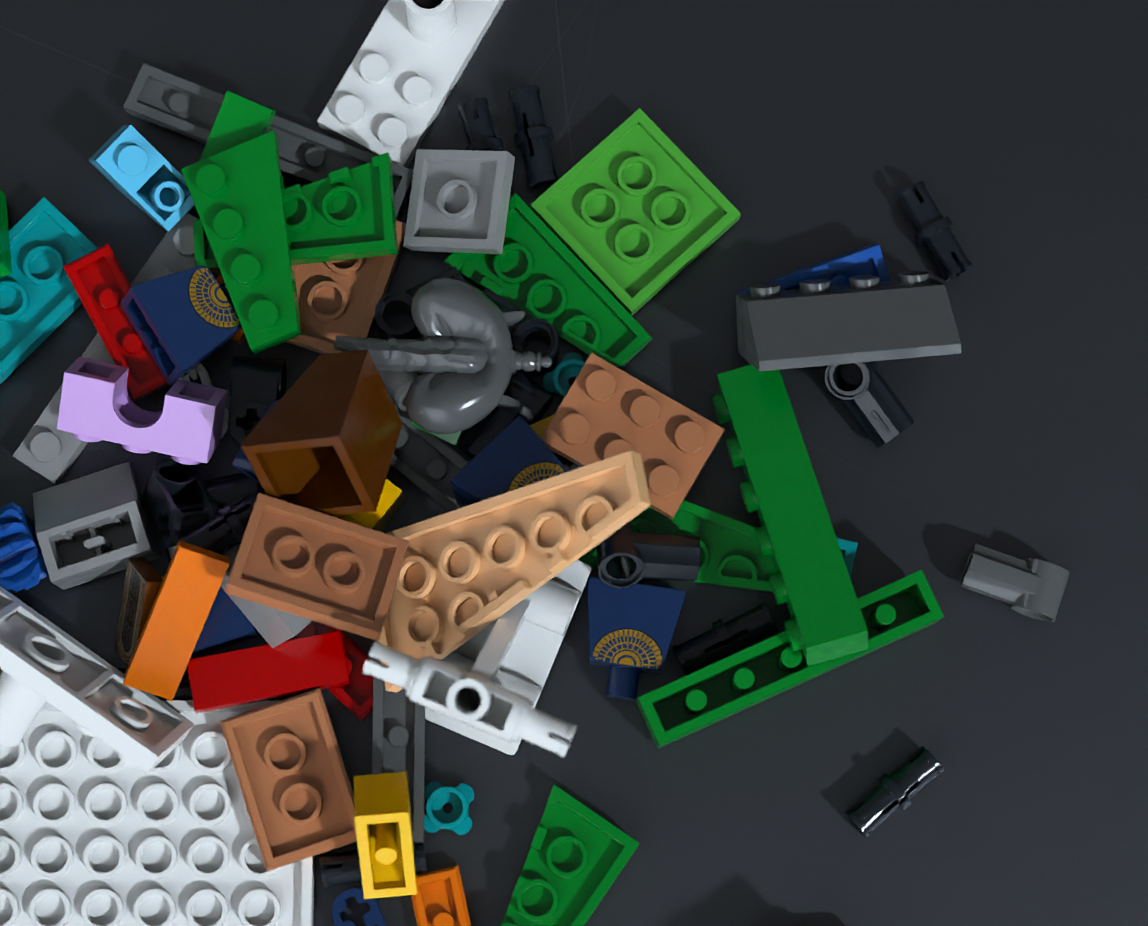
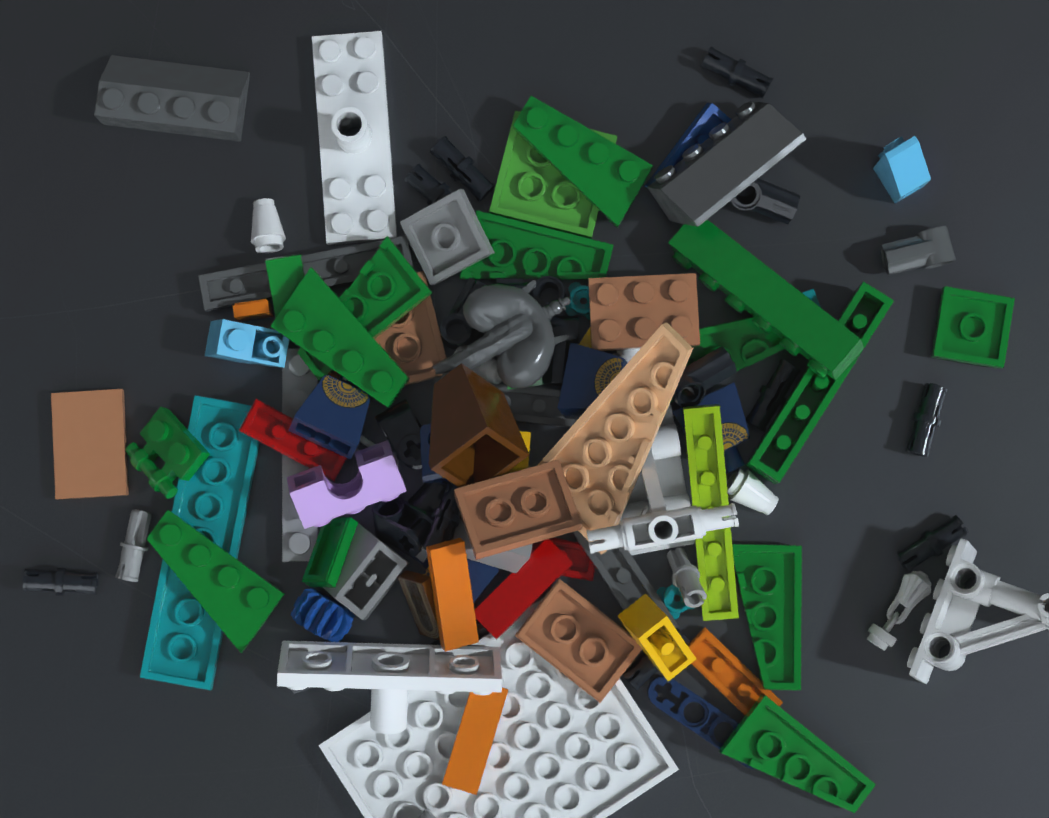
camera: 30 degrees left, 5 degrees up
(72, 479) = (330, 552): none -> green tile
(87, 817) = (474, 741): none -> orange tile
(176, 142) = (252, 310): none -> orange tile
(260, 59) = (266, 227): none -> white cone
(471, 789) = (686, 578): none -> light grey axle
(569, 696) = (709, 491): none -> lime plate
(621, 738) = (749, 491): none -> white cone
(687, 223) = (592, 163): none -> green wing
(1023, 716) = (973, 327): none -> green plate
(1059, 467) = (902, 168): none -> medium azure slope

